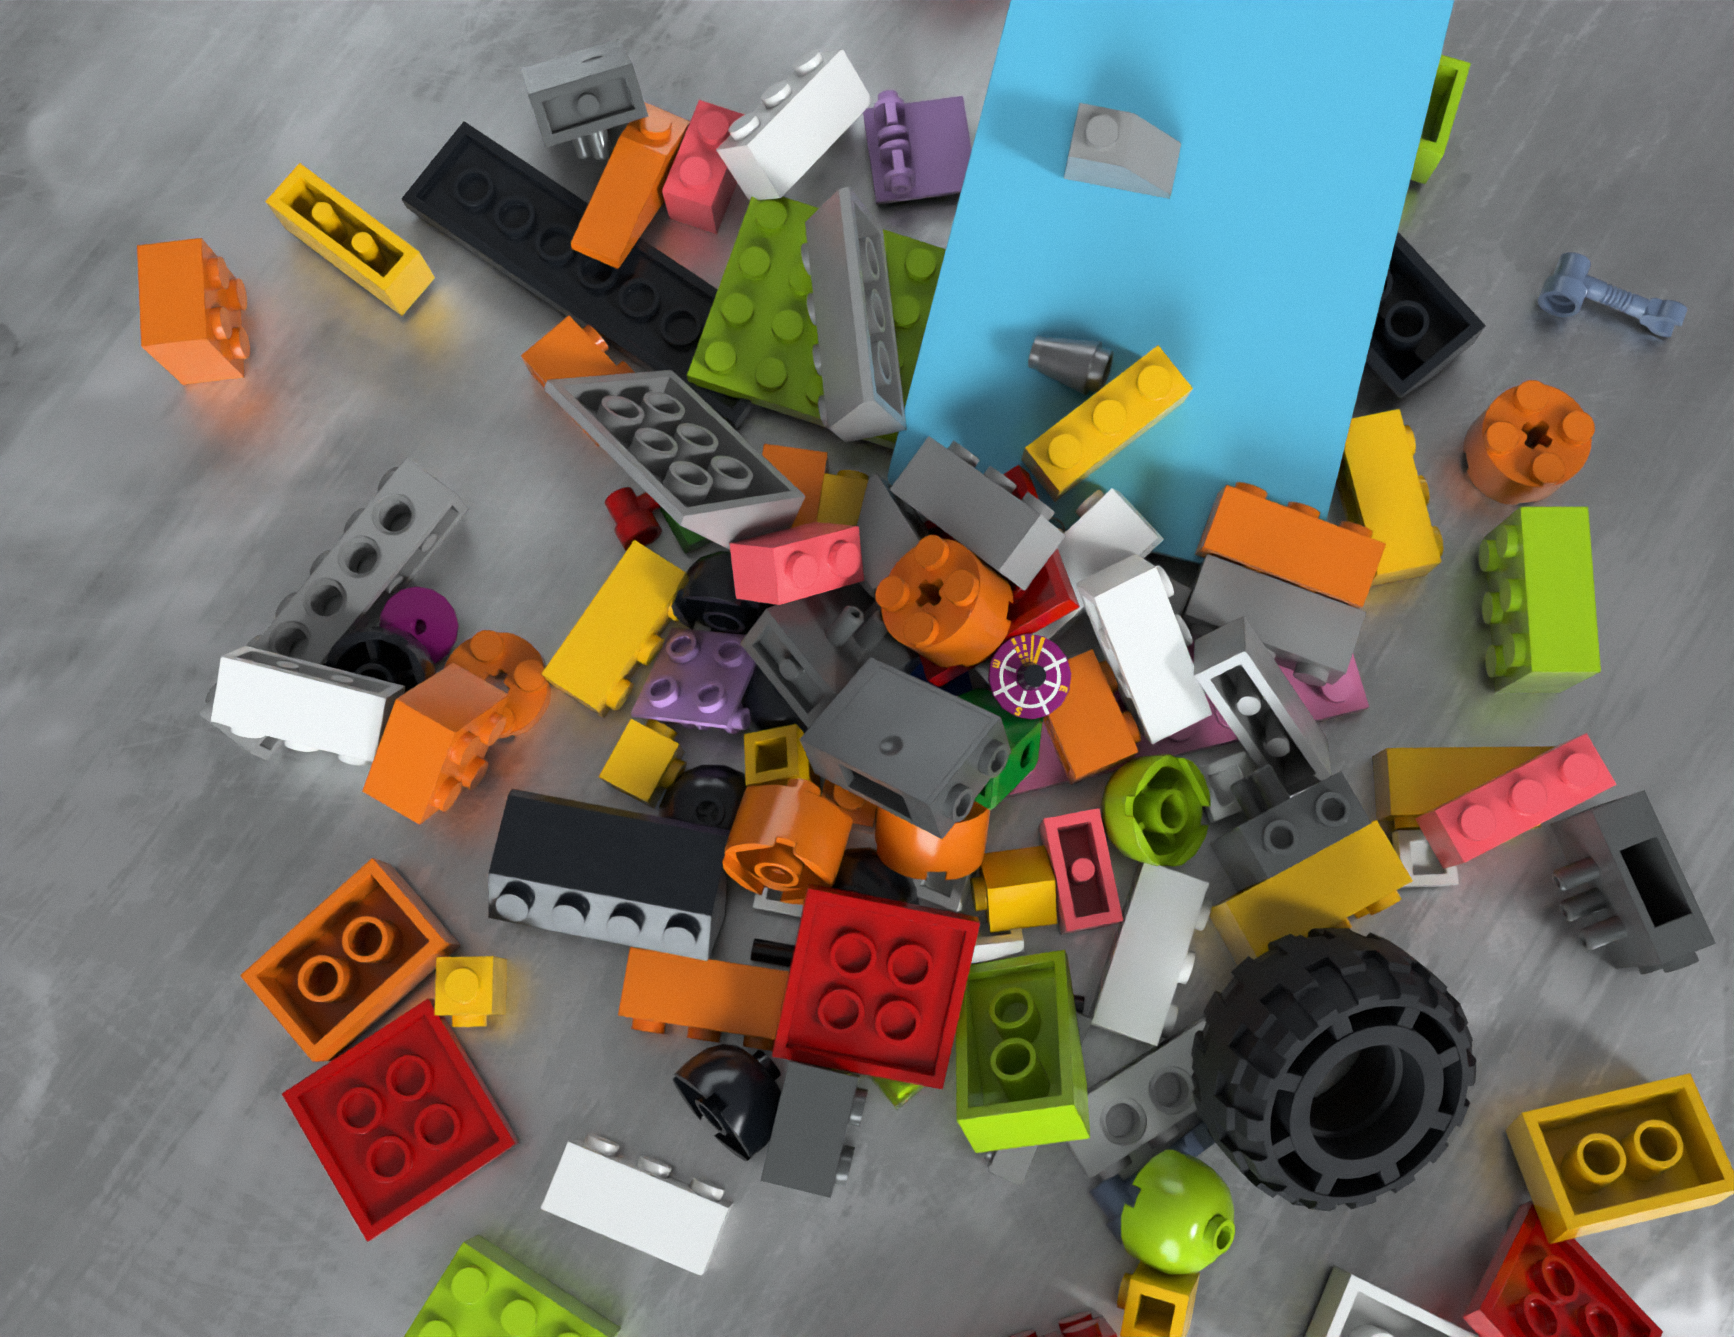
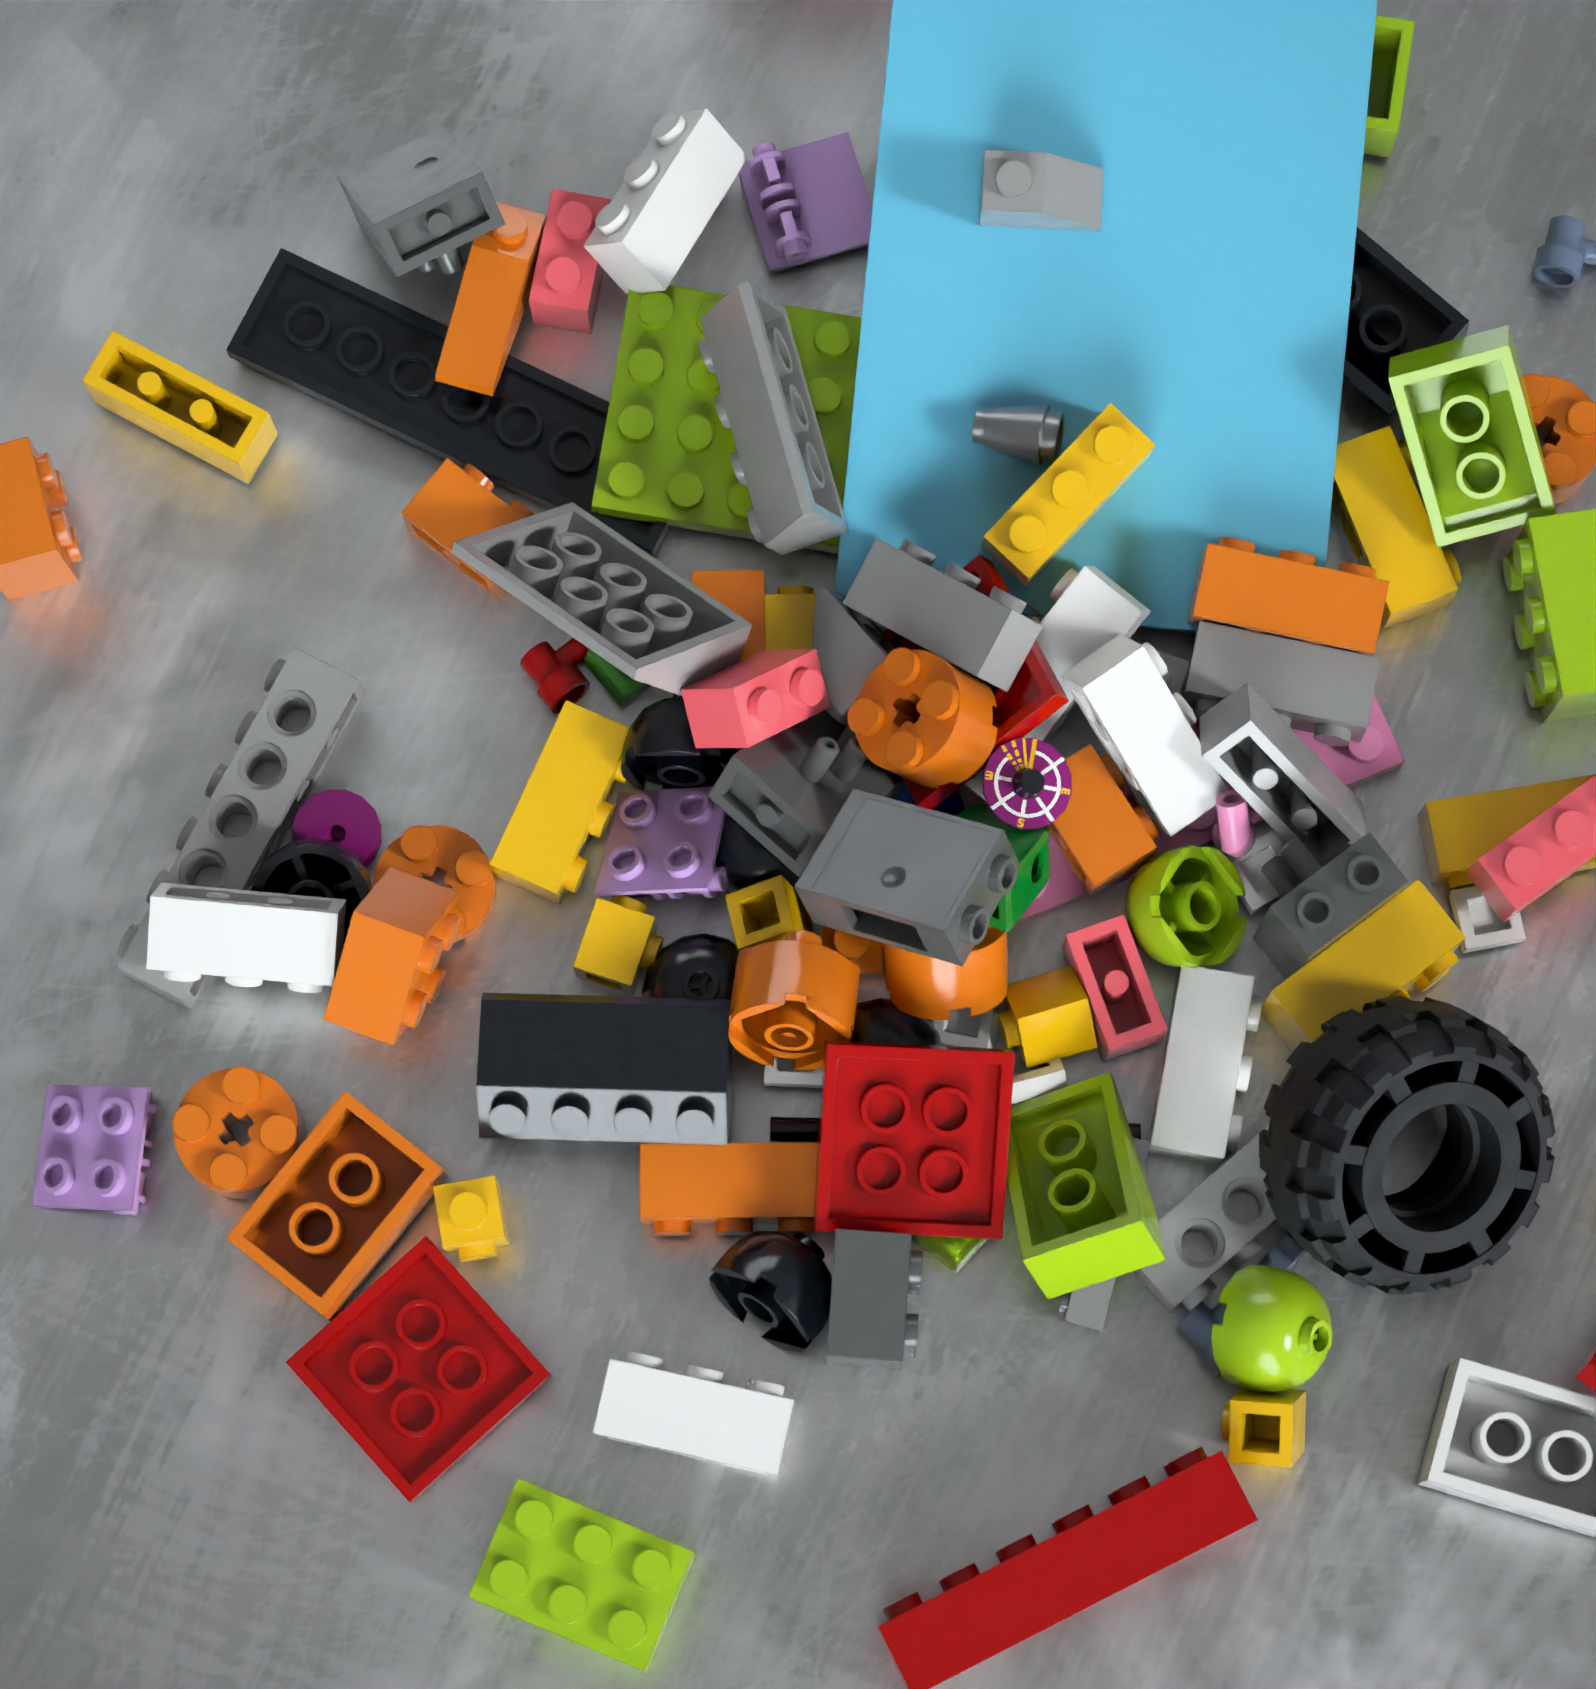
camera: 10 degrees left, 0 degrees up
(154, 872) = (93, 1148): none -> lavender hinge
(252, 866) = (205, 1125): none -> orange brick
(1210, 746) = (1234, 830): none -> bright pink arm
(1478, 426) = (1471, 435): none -> lime slope

